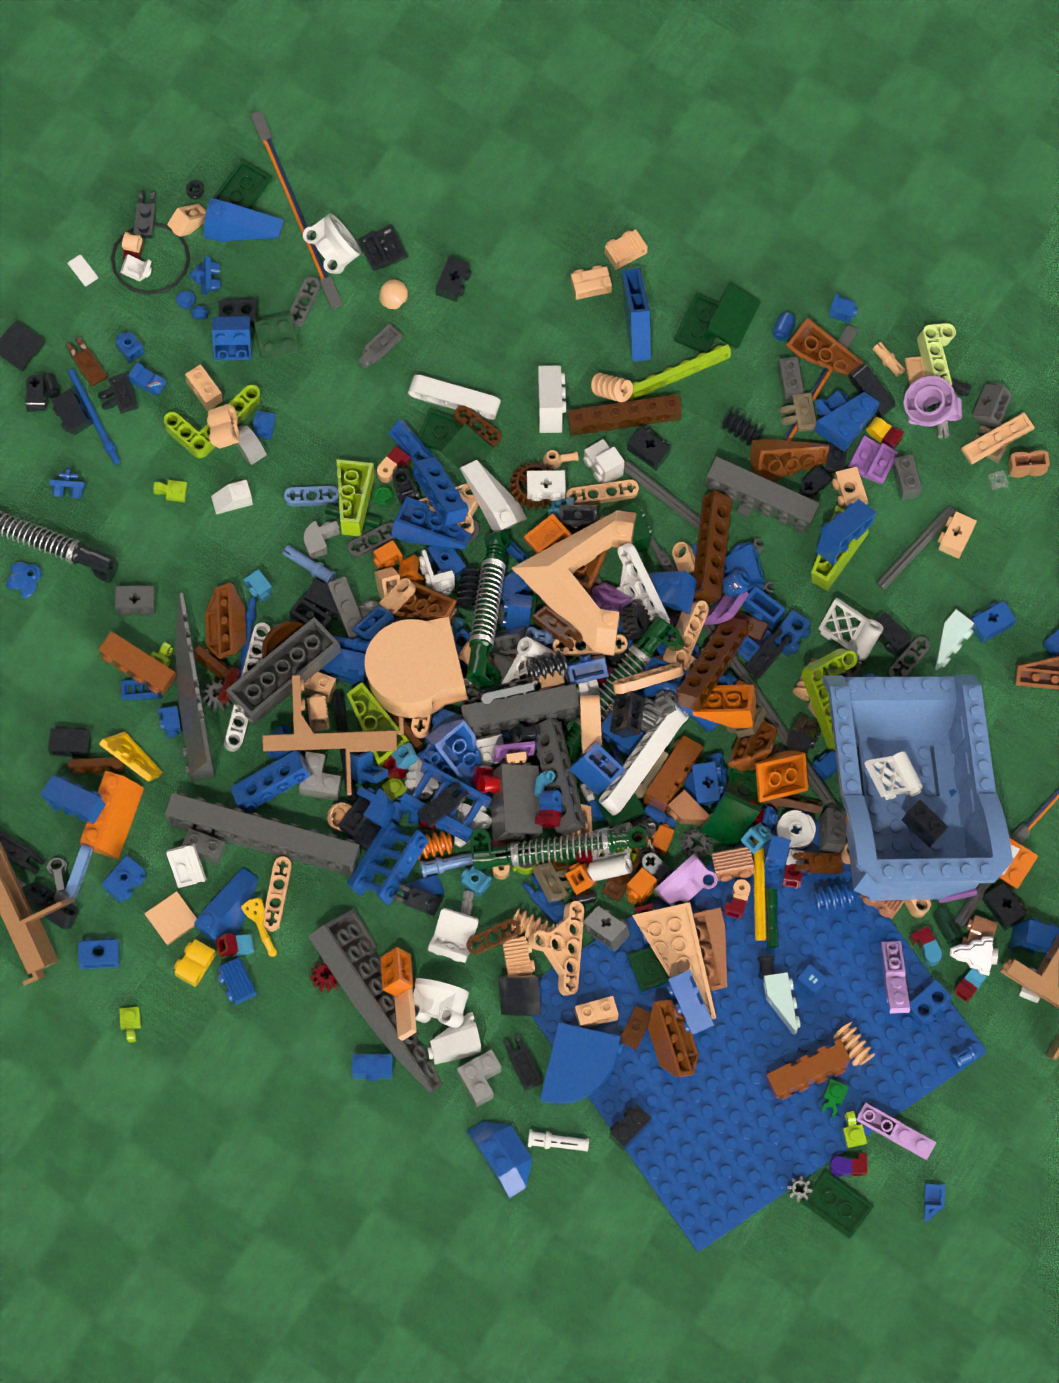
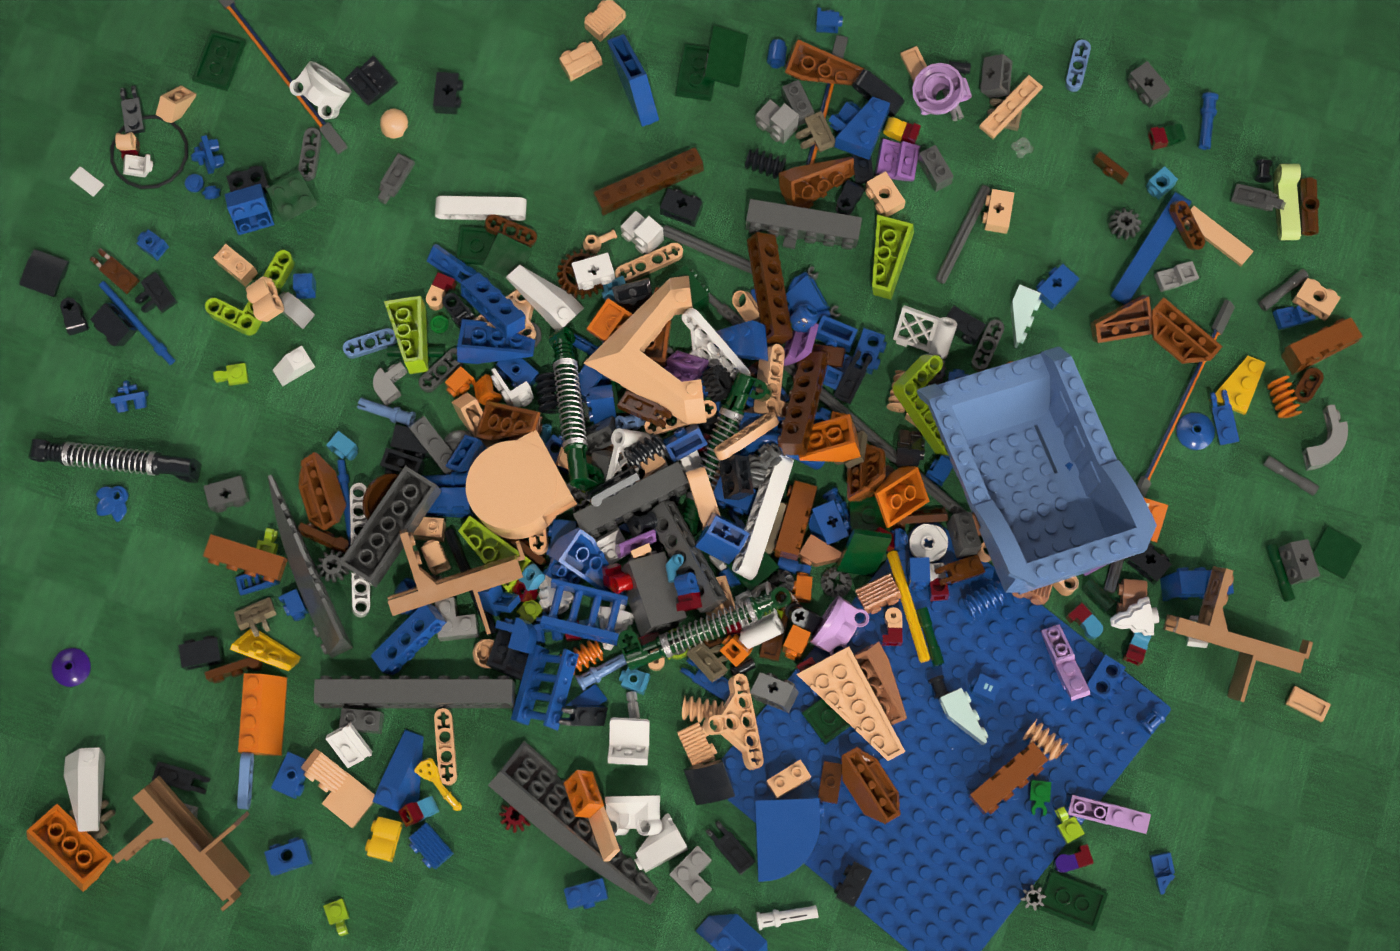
camera: 10 degrees left, 5 degrees up
(41, 897) = (218, 818): black beam -> none
(52, 390) = (88, 307): black pin -> none
(58, 874) = (235, 811): dark grey piece -> none
(73, 799) = (219, 712): blue wedge -> none
(131, 719) = (255, 614): none -> dark tan hinge
(146, 380) = (178, 273): blue leg -> none
(156, 883) = (325, 771): none -> light nougat brick
(197, 185) = (175, 68): black bush -> none
(229, 681) = (340, 552): clear red axle -> none
(232, 222) = (219, 95): blue wedge -> none
(396, 597) = (479, 423): light nougat piece -> none
(442, 805) = (582, 618): black hinge -> none
(504, 925) = (660, 746): reddish brown beam -> none
(550, 398) = (574, 184): white wedge -> none
(611, 387) = (629, 158): light nougat piece -> none
(684, 369) = (683, 129): lime plate -> none
(690, 1002) = (877, 745): wedge -> none
(761, 834) = (897, 558): dark azure brick -> none
(766, 391) = (777, 121): none -> light grey brick
(843, 529) = (892, 237): blue wedge -> none
(888, 359) = (885, 58): light nougat pin -> none
(902, 772) = (1020, 464): white piece -> none
(924, 823) = (1056, 508): black brick -> none
(935, 345) = (925, 32): yellowish green beam -> none
(1031, 464) = (1050, 123): nougat brick -> none

